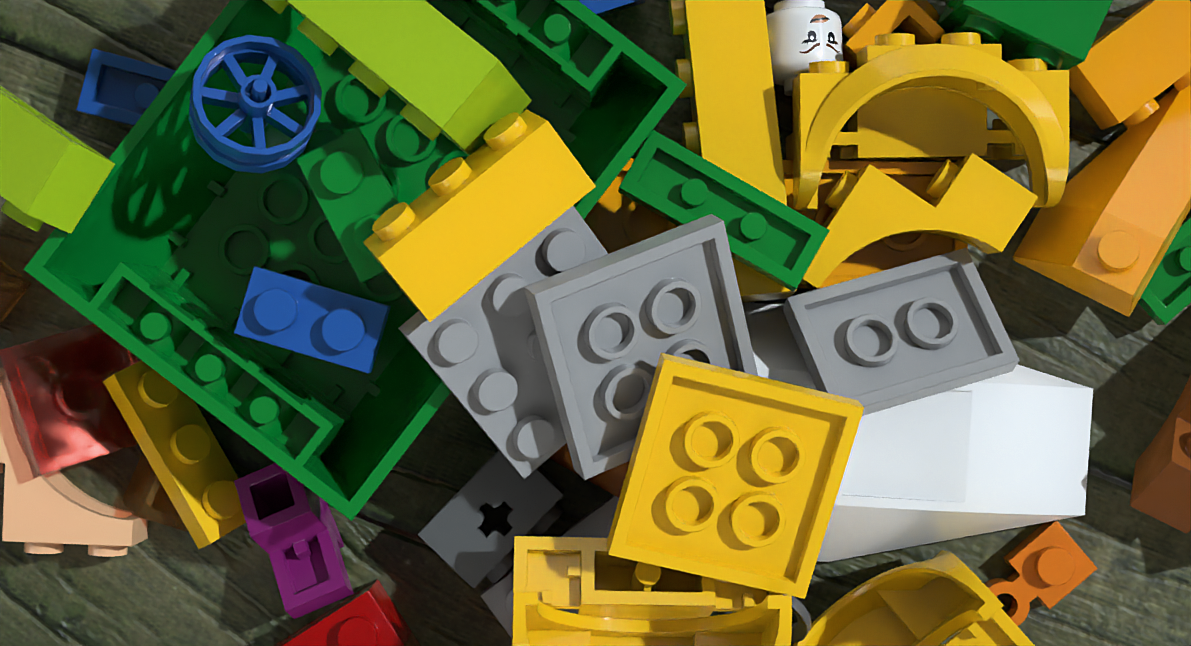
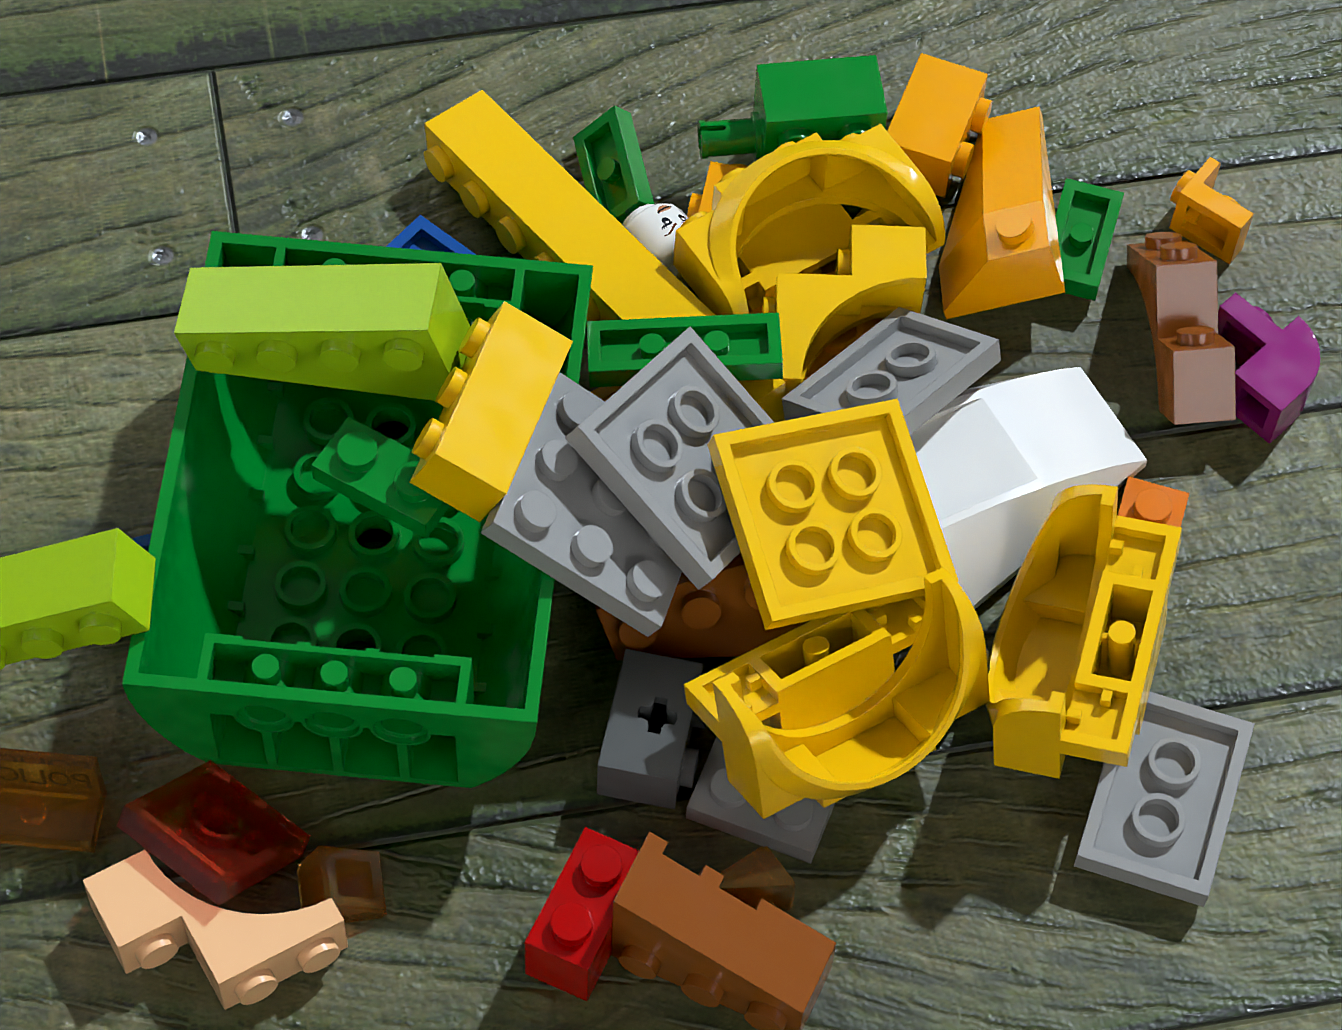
camera: 40 degrees left, 30 degrees down
(179, 451) = (336, 828): yellow plate -> none
(254, 103) = (260, 438): blue wheel -> none
(298, 536) = (481, 836): magenta brick -> none
(312, 319) = (402, 580): blue plate -> none

